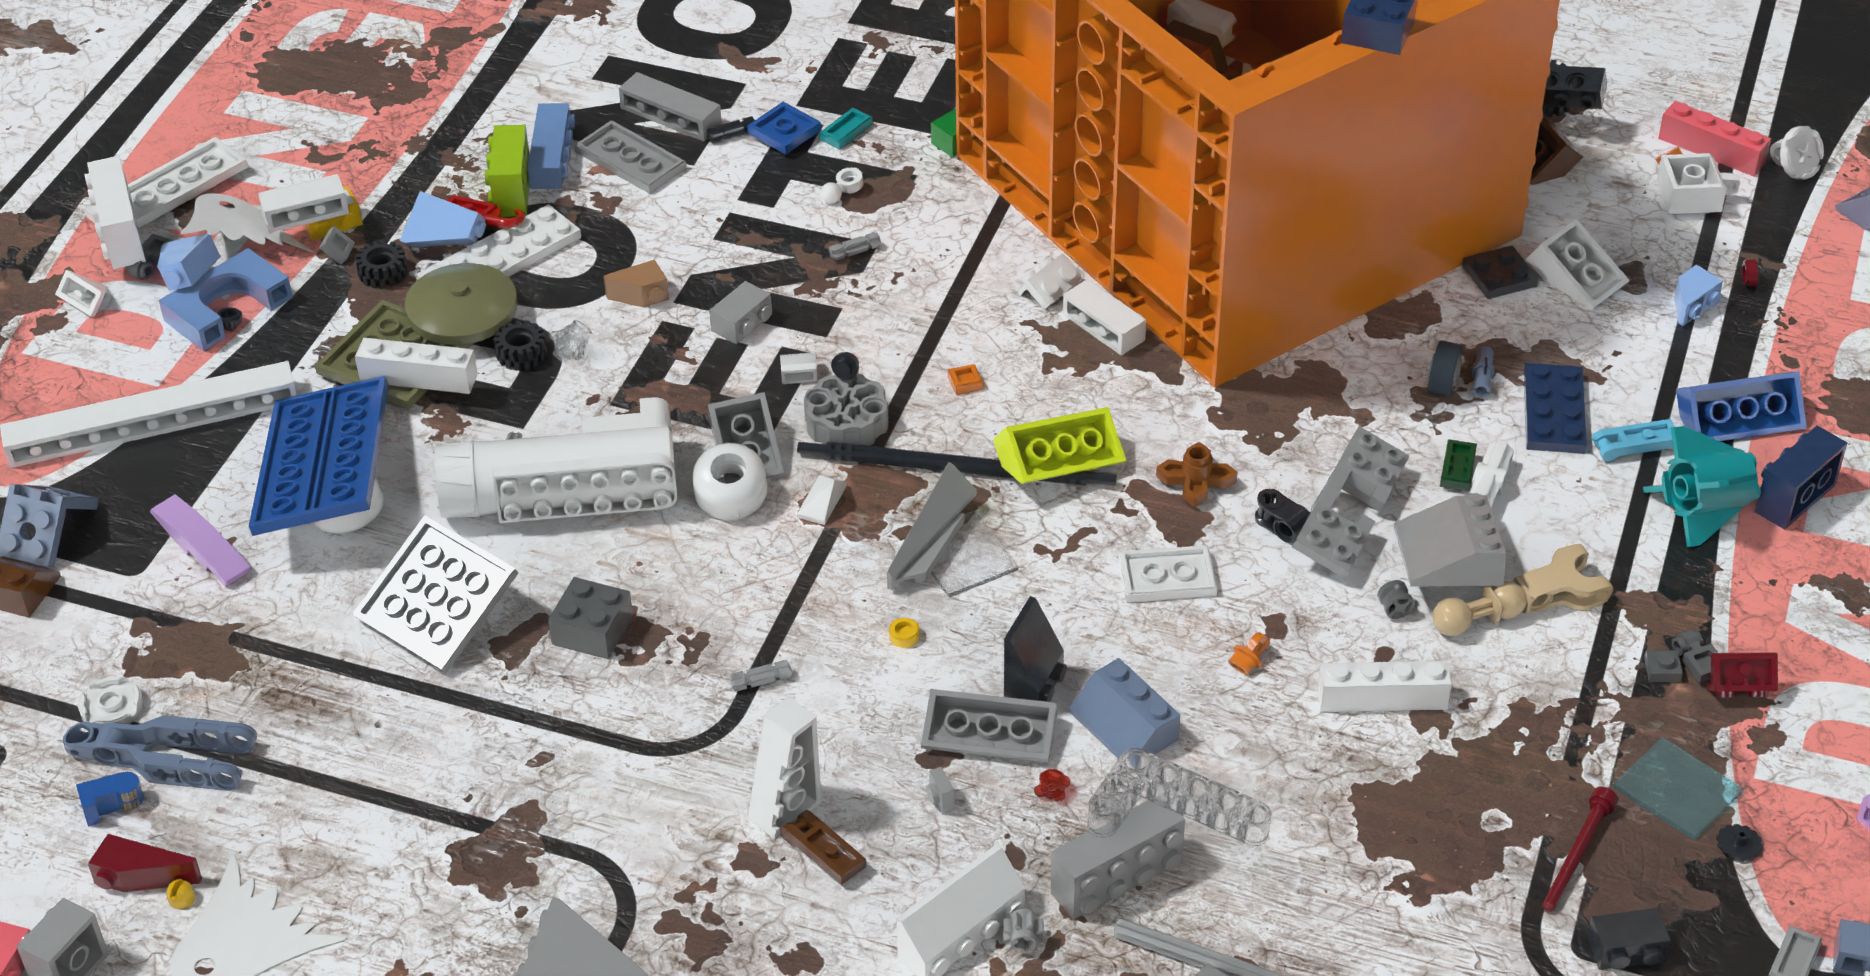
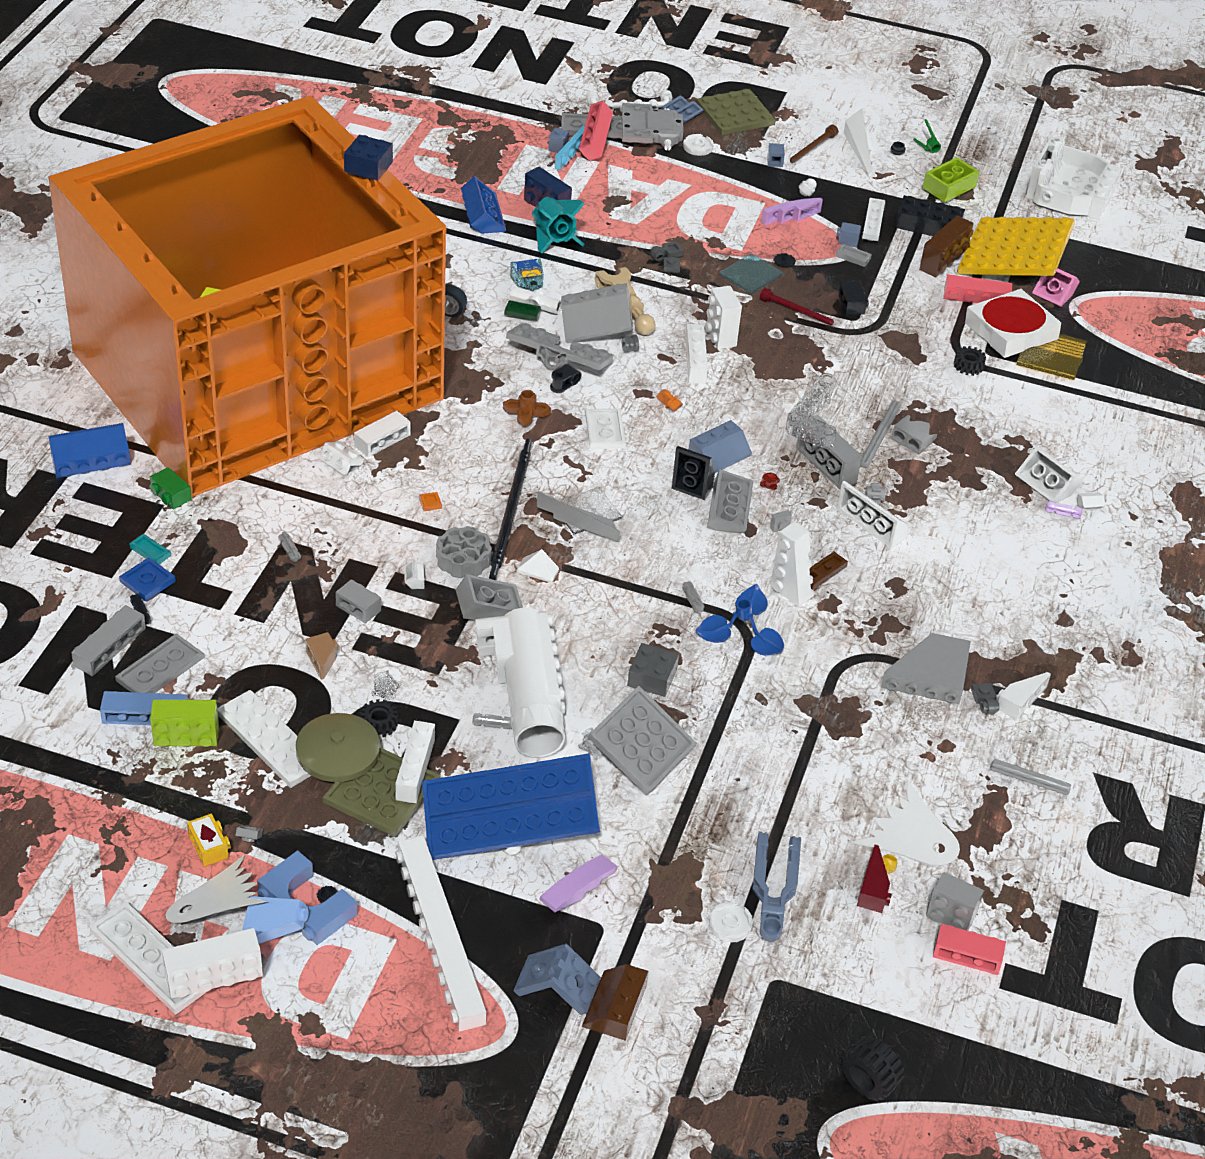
camera: 95 degrees left, 0 degrees up
(81, 292) = (284, 998): white slope -> none
(109, 795) = (817, 909): blue leg -> none
(303, 203) = (217, 839): white brick -> none
(392, 261) = (274, 813): black tyre -> none
(441, 223) = (245, 762): light blue slope -> none
(489, 211) = (222, 748): red plate -> none
(689, 706) = (749, 602): none -> blue plant
(734, 499) = (535, 595): white piece -> none
(845, 365) = (439, 538): black plate -> none
(848, 181) = (218, 546): white plate -> none
(904, 632) = (654, 536): yellow tile -> none
(1059, 445) = (510, 454): neon yellow slope -> none
(1468, 705) = (723, 317): none -> white brick
(1554, 408) = (476, 272): dark blue plate -> none
(1558, 468) = (527, 274): none -> clear light blue torso
(1633, 439) = (505, 246): medium azure plate -> none
(1744, 672) = (686, 235): dark red bracket -> none

